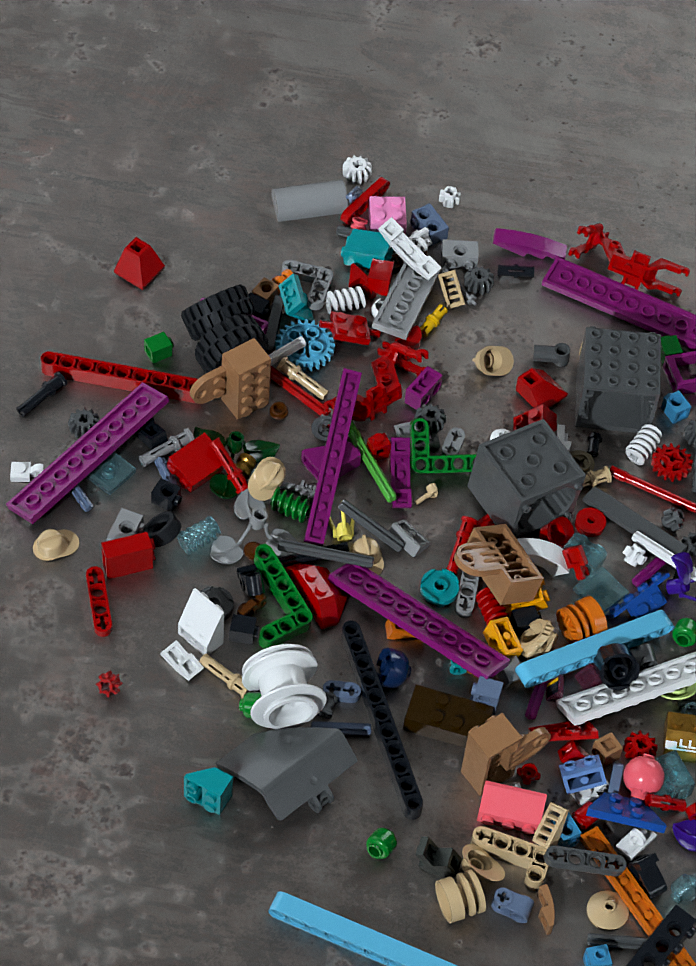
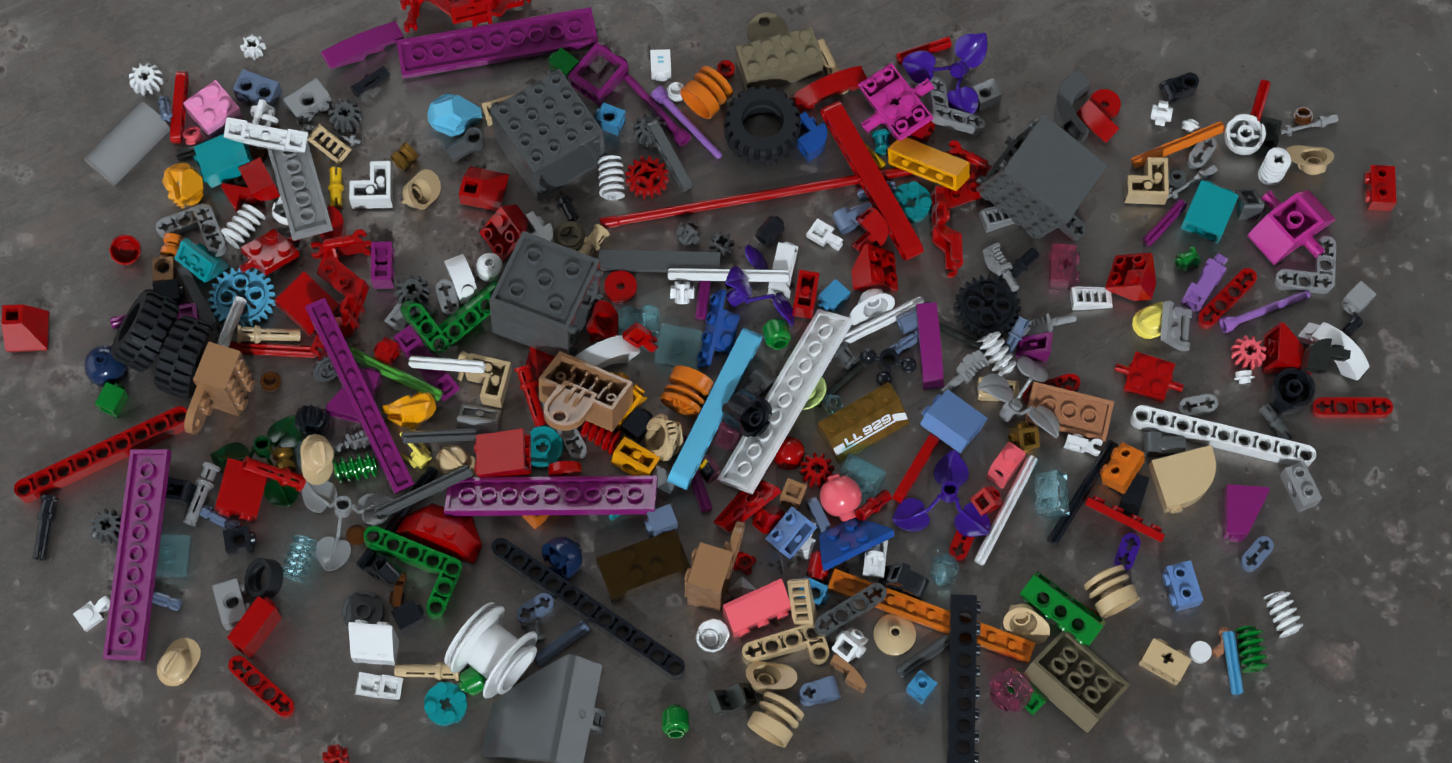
camera: 35 degrees left, 15 degrees up
(170, 322) = (102, 368): none -> dark blue cylinder
(215, 717) = (433, 705): none -> teal plate
(249, 261) = (125, 250): none -> red hair
(286, 451) = (312, 420): none -> black gear
(325, 246) = (190, 184): none -> light orange helmet
(336, 363) = (298, 295): none -> red brick
(362, 493) = (411, 410): none -> light orange helmet
(407, 568) = (503, 454): none -> red brick
(415, 480) = (447, 364): none -> white axle
(441, 513) = (494, 379): none -> tan brick
(444, 608) = (565, 468): none -> red piece
(457, 339) = (376, 191): none -> white brick
(460, 803) = (712, 635): none -> white hair
(474, 435) = (461, 278): none -> white brick
(499, 332) = (404, 156): none -> pearl gold wheel
(559, 327) = (453, 114): none -> medium azure helmet
(565, 887) = (850, 644): none -> white brick
(627, 721) = (790, 454): none -> red hair

